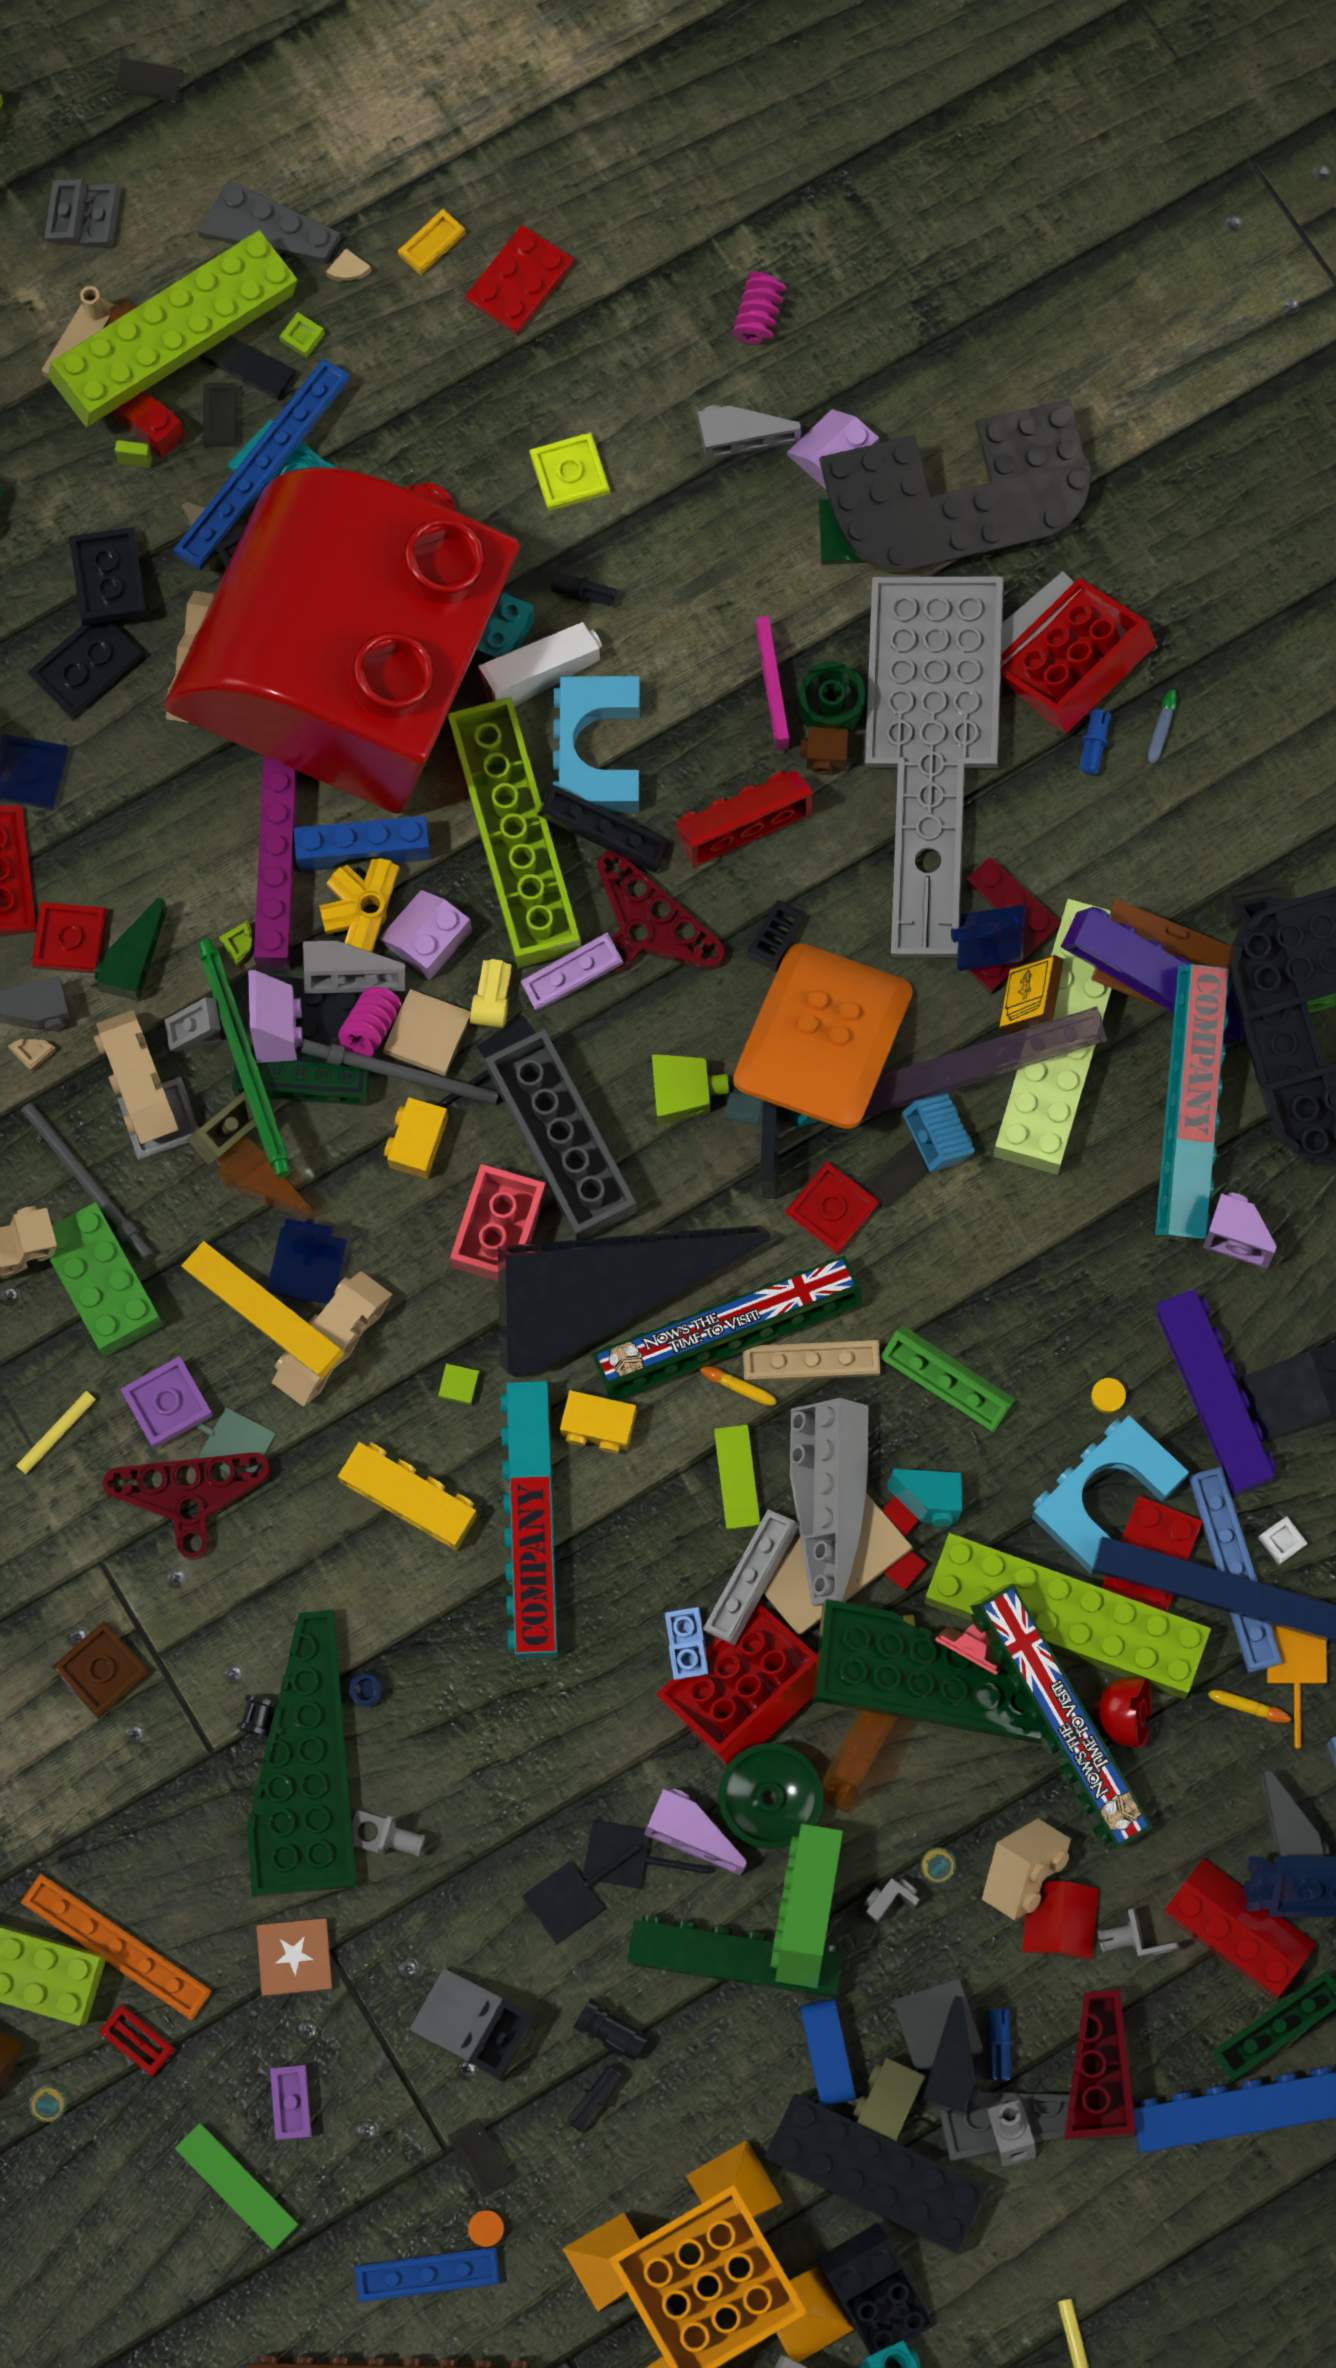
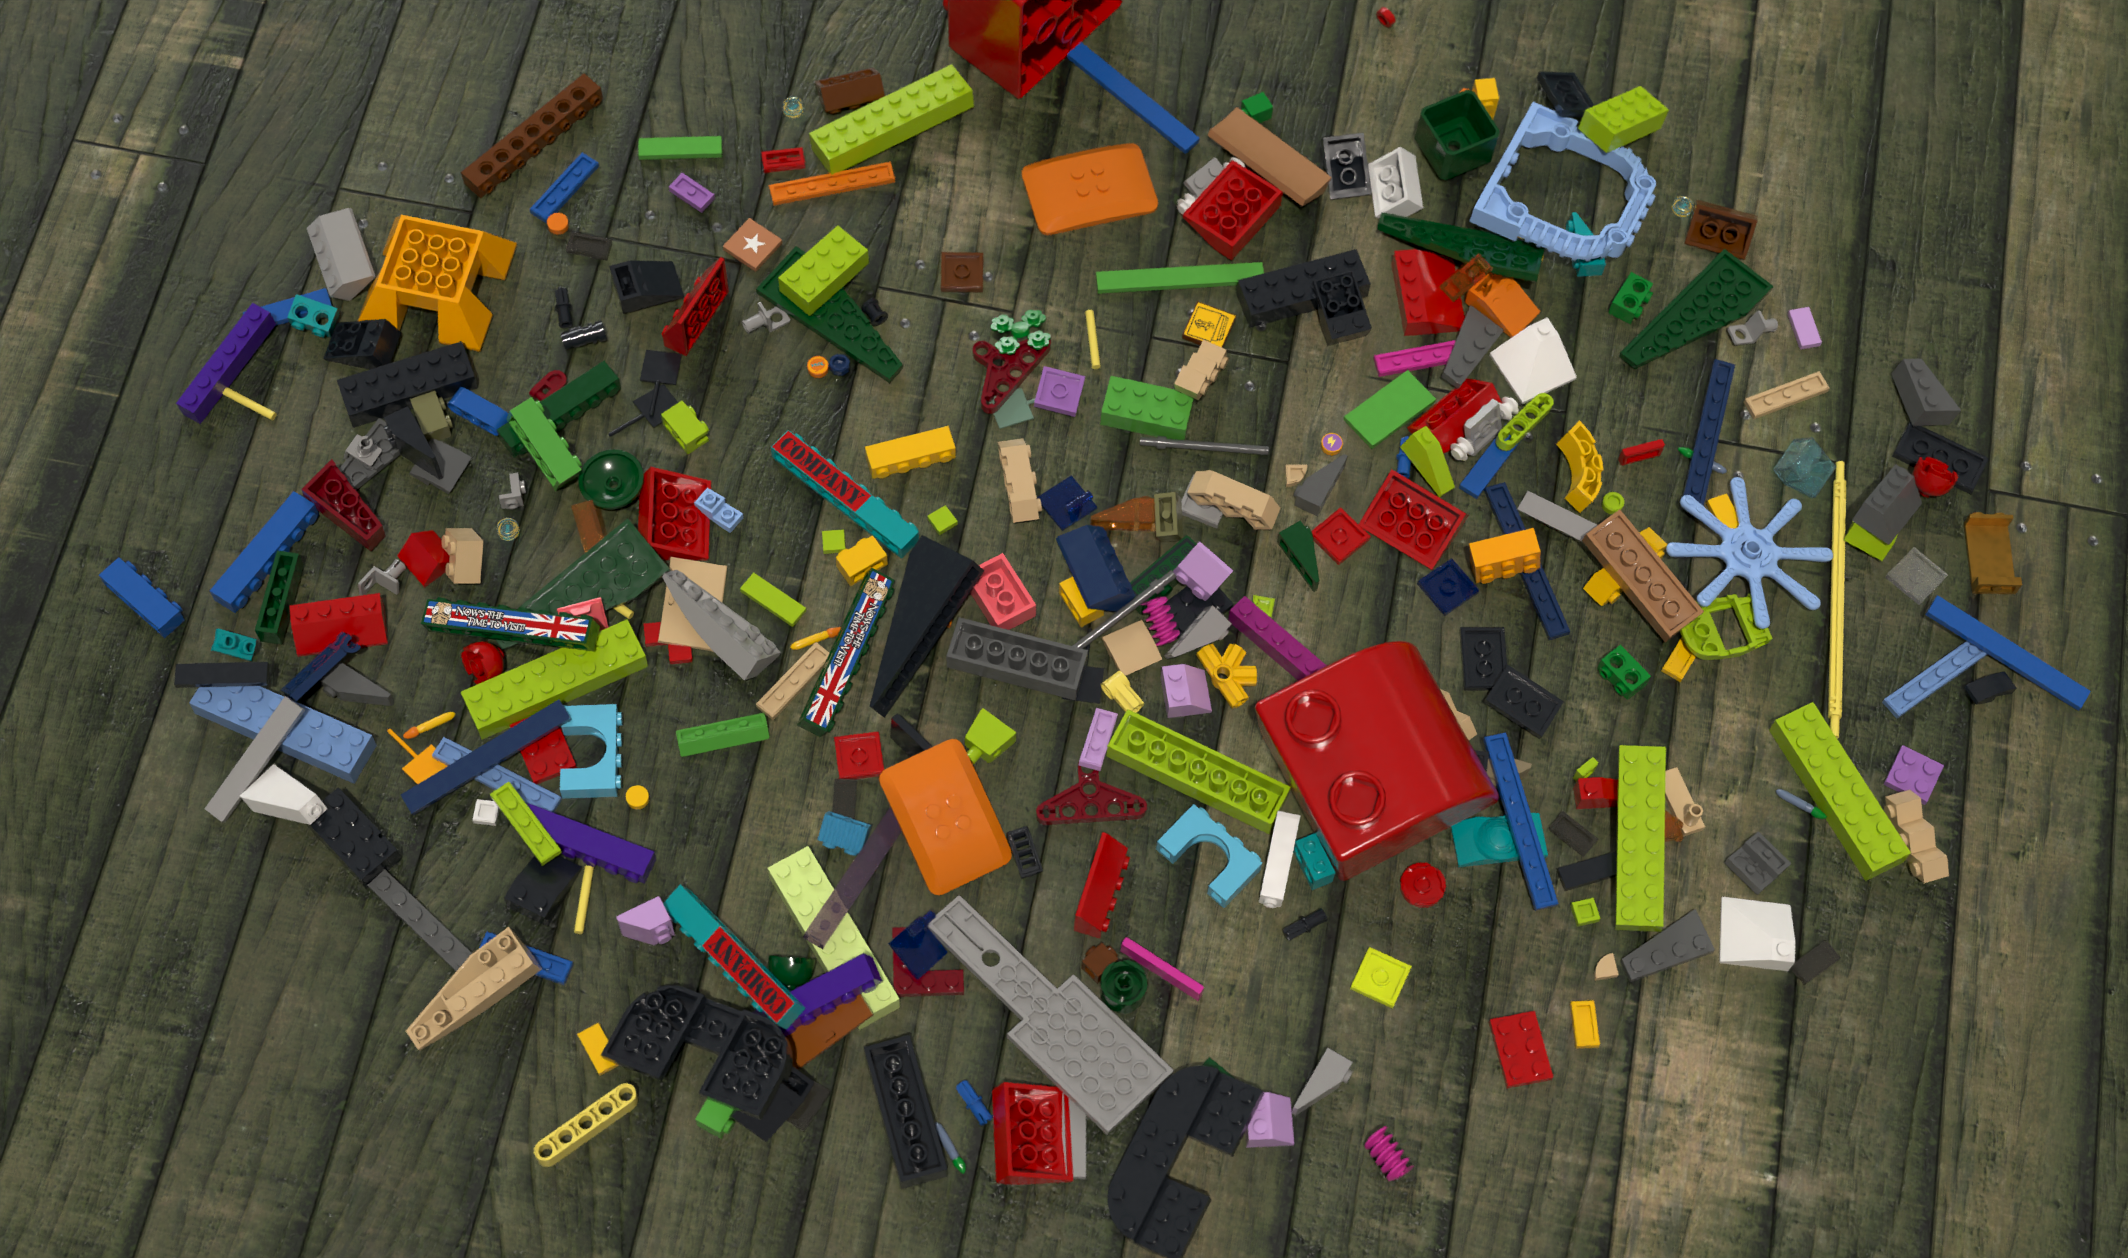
camera: 125 degrees right, 10 degrees down
(125, 1520) = (1020, 330): none -> plant
(168, 154) = (1756, 934): none -> white slope
(194, 1026) = (1236, 551): light grey slope -> none
(244, 1059) = (1188, 544): green piece -> none
(261, 1816) = (823, 270): none -> lime brick
(263, 1310) = (1060, 457): yellow tile -> none
(371, 1143) = (1096, 568): none -> dark blue slope
(390, 1715) = (817, 367): none -> orange tile
(393, 839) = (1244, 718): blue arch -> none
(453, 1923) = (697, 309): none -> red slope
(601, 1479) = (833, 541): none -> lime tile
(602, 828) = (1159, 813): black tile -> none
(618, 1786) = (685, 427): none -> lime brick
(689, 1829) = (633, 438): lavender slope -> none
(703, 2002) = (552, 381): none -> dark red plate
(751, 1577) = (719, 562): light grey tile -> none
(929, 1495) = (673, 669): teal slope -> none
(999, 2044) = (404, 483): blue axle -> none
(1031, 994) = (866, 932): tile -> none
(1139, 1045) = (791, 970): none -> dark green cylinder
(1174, 792) = (905, 1112): none -> black brick
(1262, 1466) = (525, 823): none -> lime tile
(1274, 1338) = (583, 900): none -> light yellow bar

